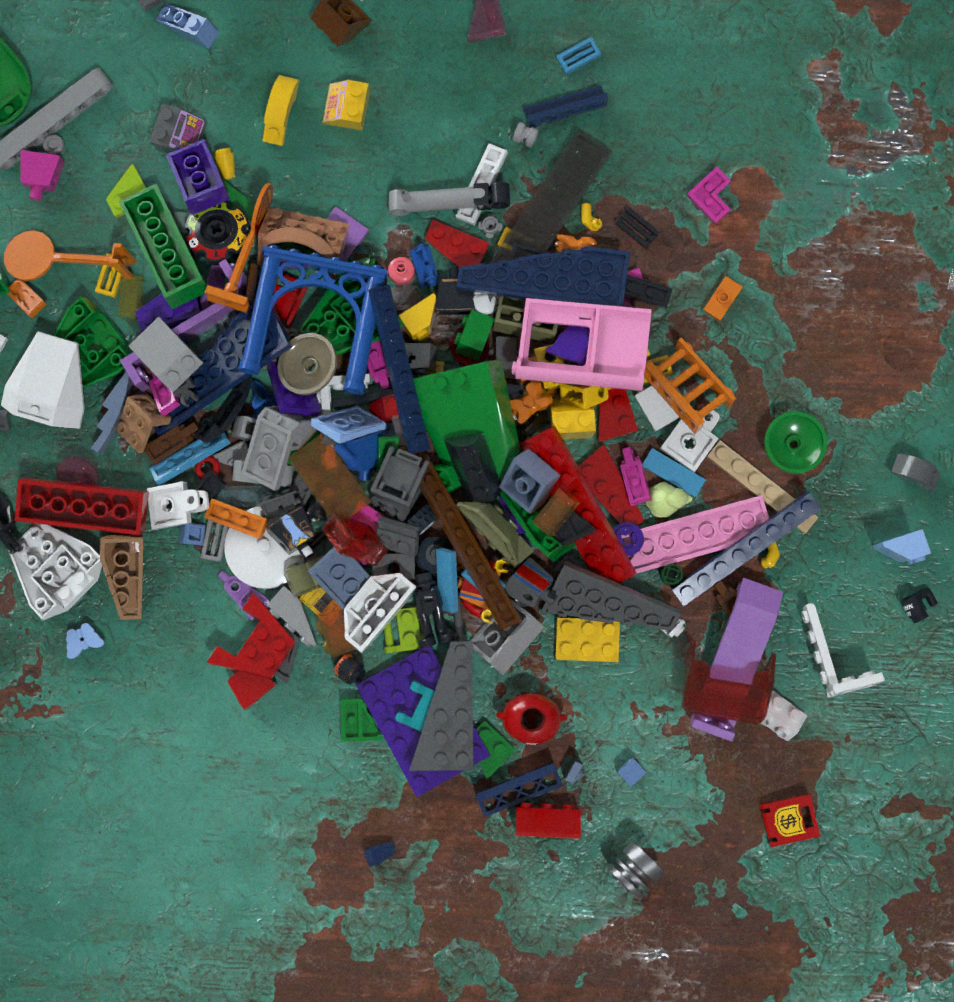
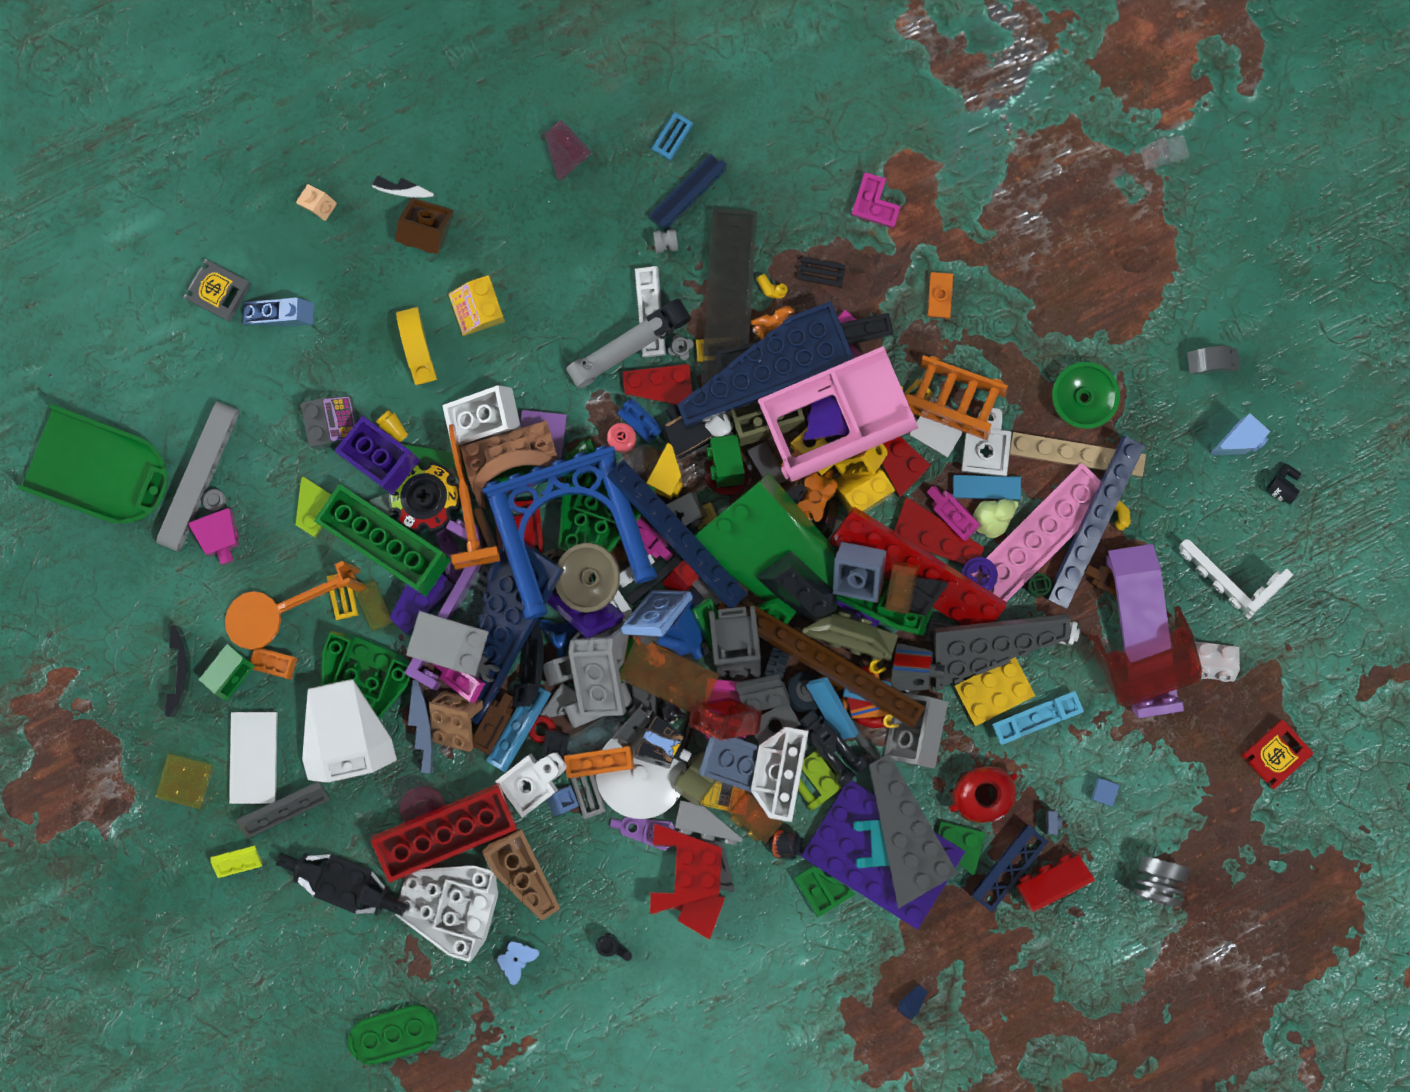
camera: 30 degrees left, 0 degrees up
(163, 670) = (609, 945): none -> black piece
(303, 192) = (483, 414): none -> white slope
(610, 681) = (1037, 717): none -> medium azure slope

